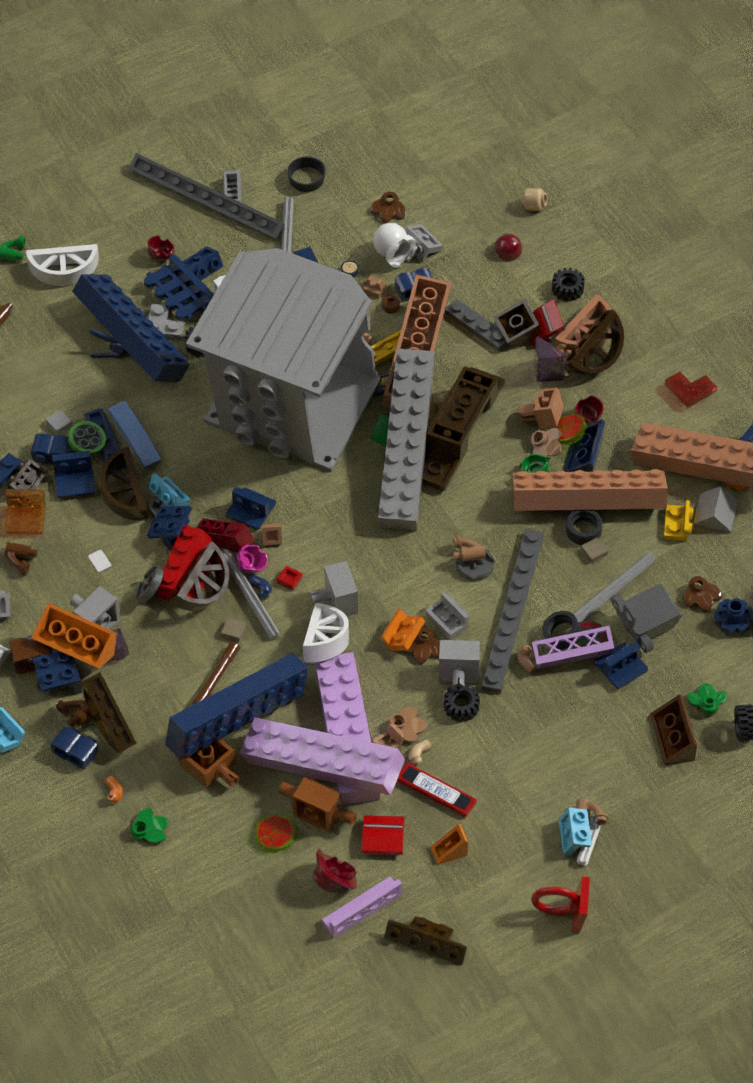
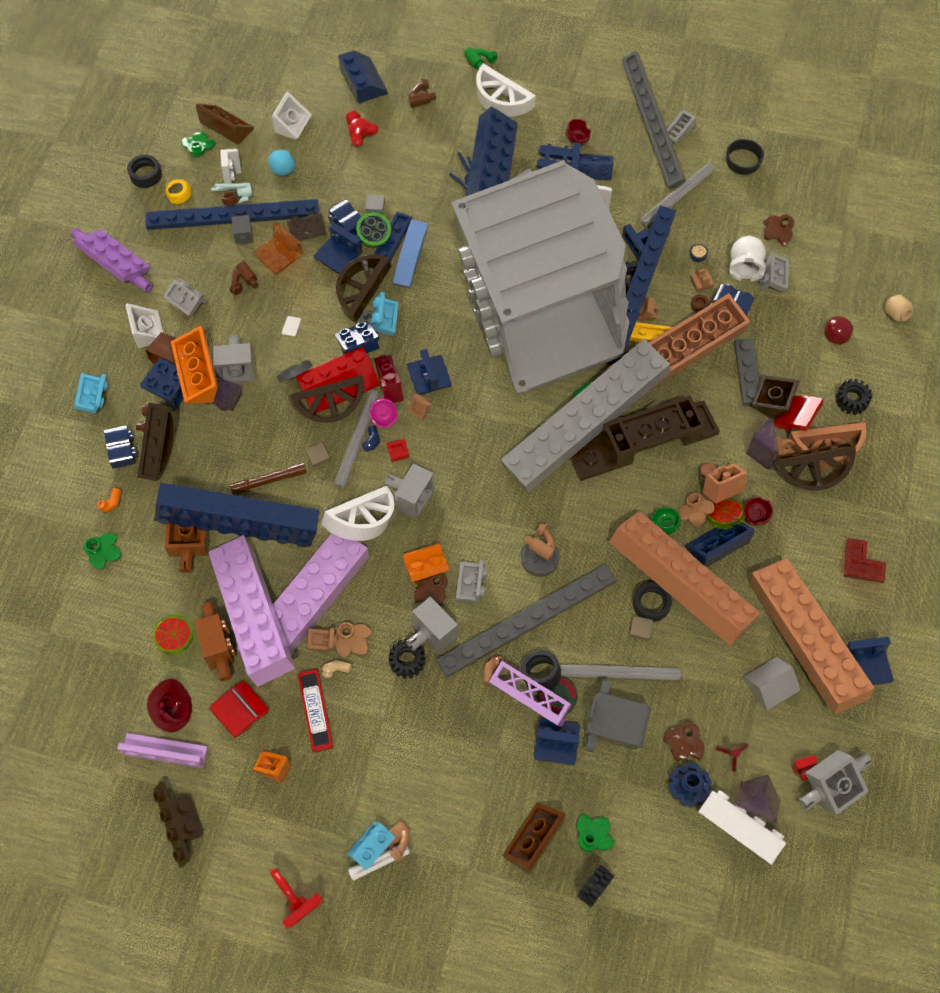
camera: 45 degrees right, 10 degrees up
(677, 522) = (730, 664): yellow bracket -> none
(742, 570) = (734, 754): none -> dark red plant

